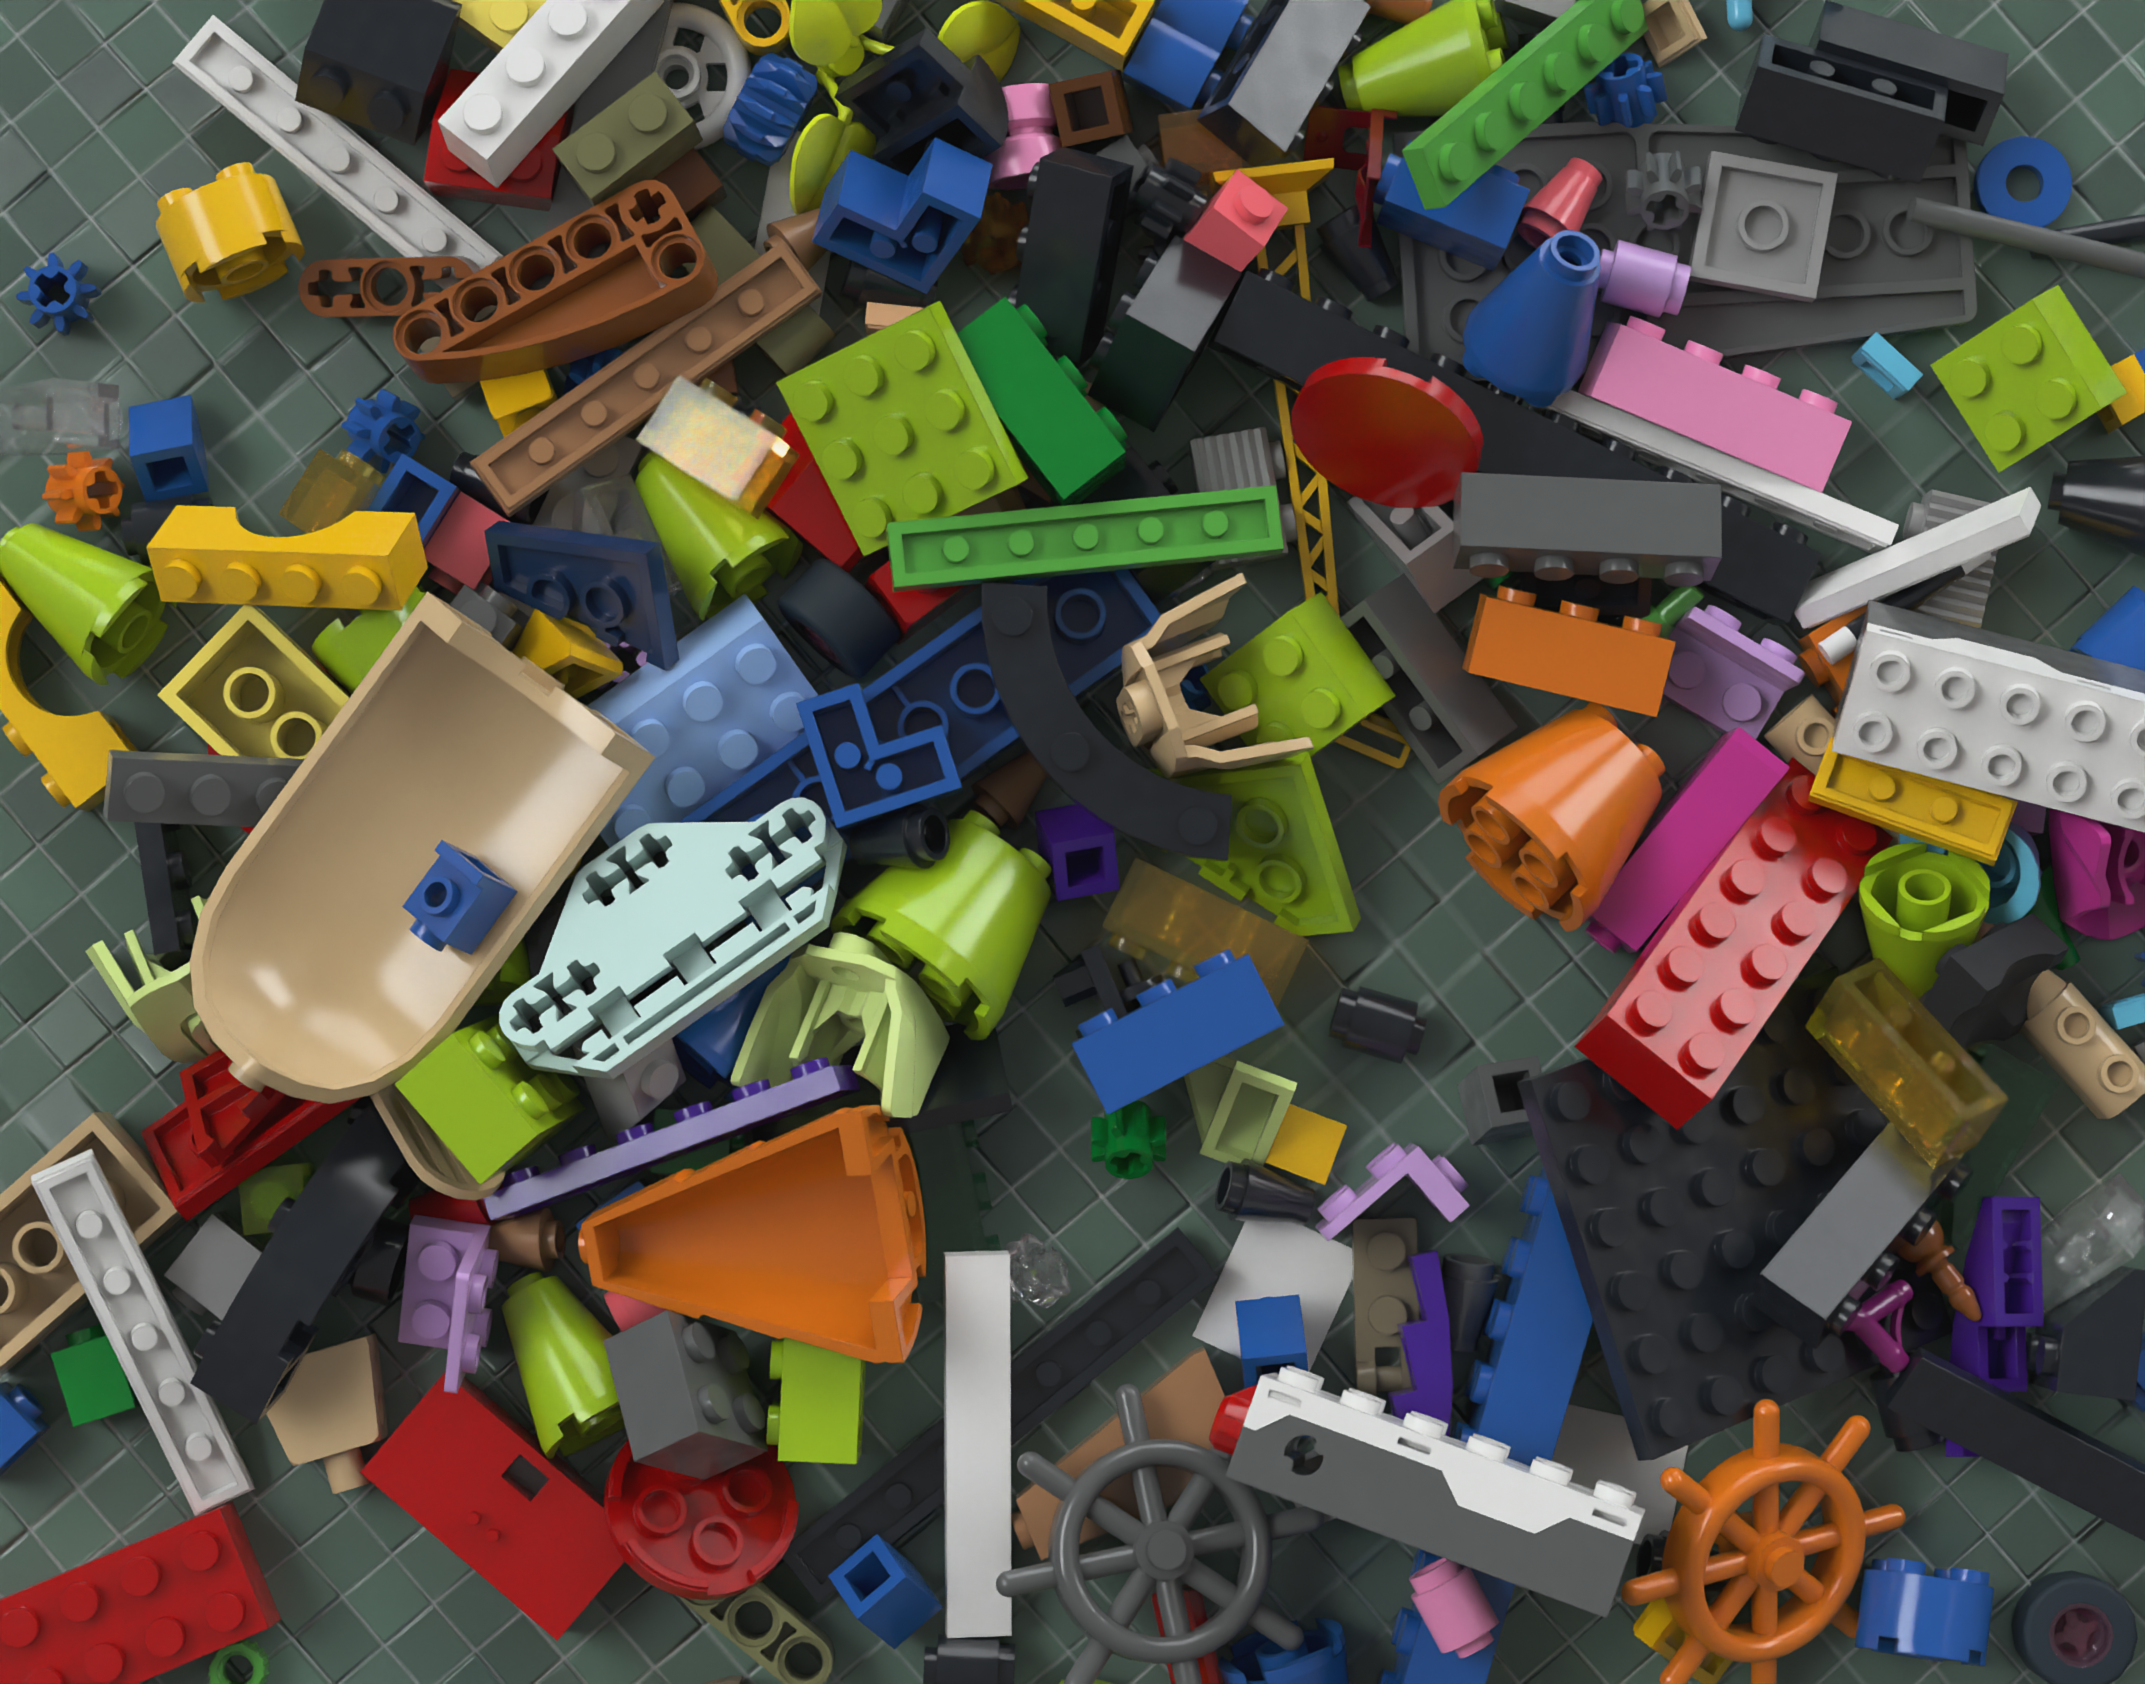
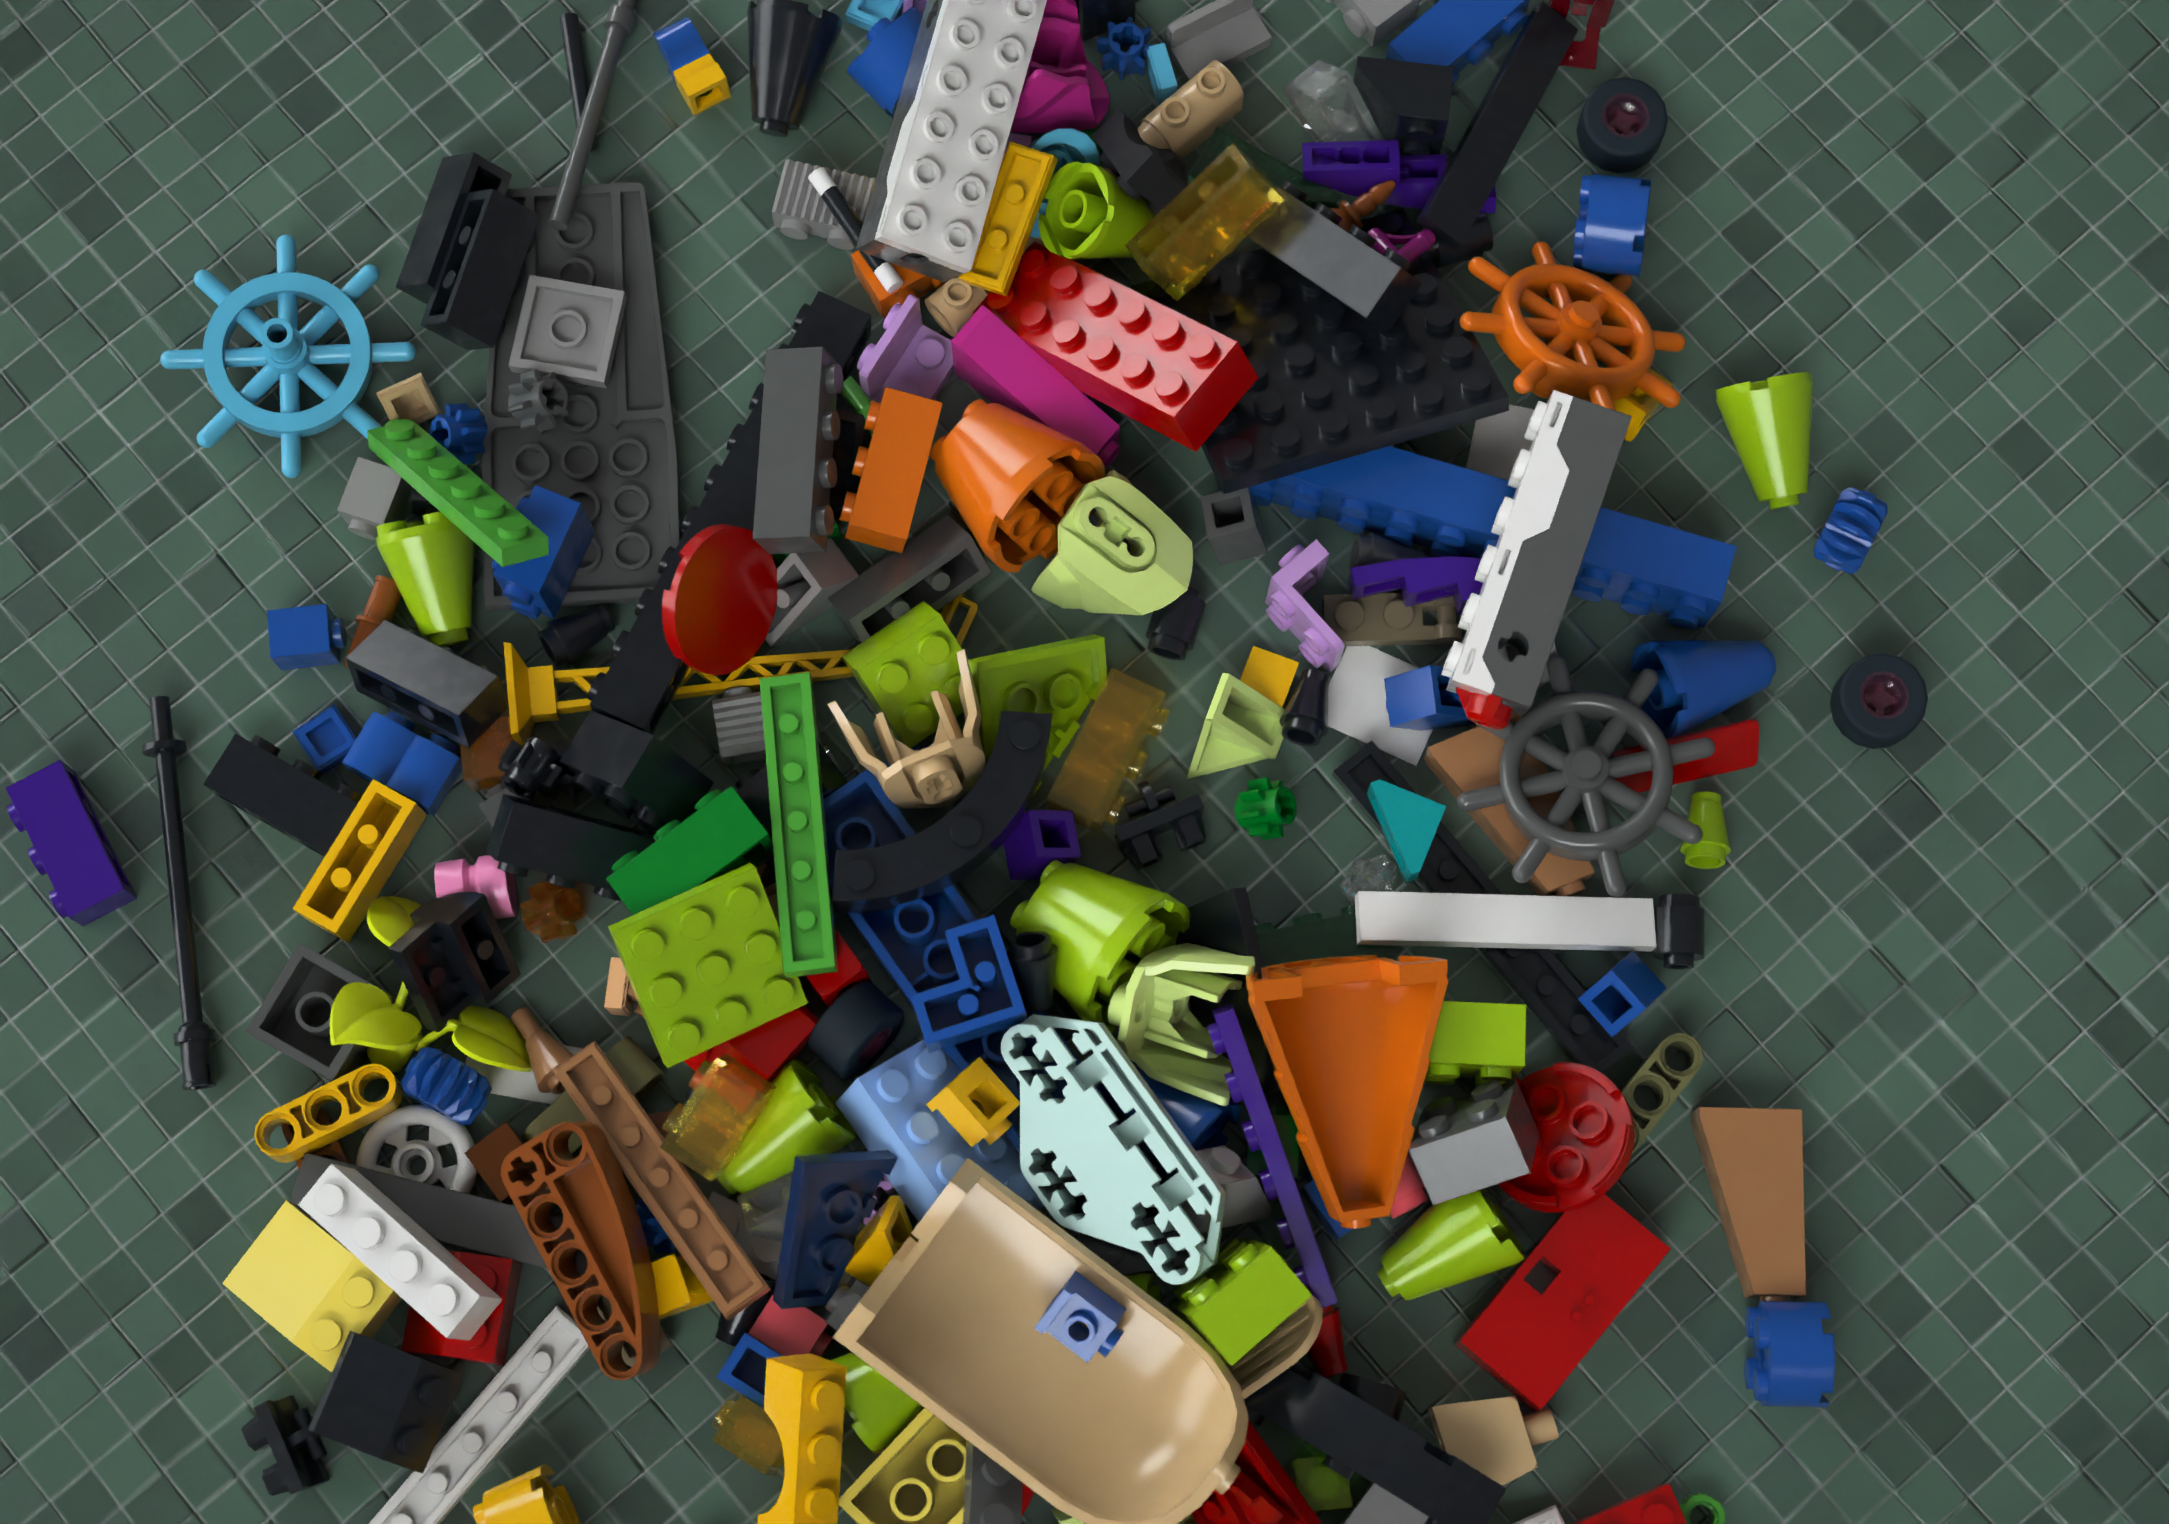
camera: 85 degrees left, 10 degrees down
(347, 270) = (564, 1434): dark orange beam -> none
(383, 430) = (695, 1400): blue gear -> none
(447, 1292) = (1395, 1340): lavender bracket -> none
(529, 1240) = (1352, 1286): medium nougat cone -> none
(628, 141) = (469, 1191): olive brick -> none
(745, 780) = (976, 1104): none -> yellow brick
(867, 285) = (585, 1001): black cone -> none
(902, 221) = (542, 975): blue brick -> none
(1009, 791) = (991, 897): medium nougat cone -> none
(1091, 107) = (455, 833): reddish brown brick -> none
(1100, 1321) = (1407, 823): none -> teal slope
(1175, 1030) = (1183, 758): blue brick -> none
(1236, 222) = (551, 713): coral brick -> none
(1325, 141) = (501, 614): dark red piece -> none
(1442, 919) = (1094, 564): none -> yellowish green piece
(1453, 1607) = (1623, 547): bright pink brick -> none
(1537, 322) = (635, 486): blue cone -> none
(1560, 203) = (547, 473): coral cone -> none
(1642, 279) = (605, 418): lavender brick -> none
(1715, 405) = (703, 367): bright pink brick -> none
(1735, 475) = (751, 369): white tile -> none
(1886, 366) = (676, 248): medium azure tile -> none
(1918, 558) = (824, 214): white tile -> none
(2028, 378) = (690, 141): lime brick -> none
(2035, 156) = (528, 135): blue piece -> none

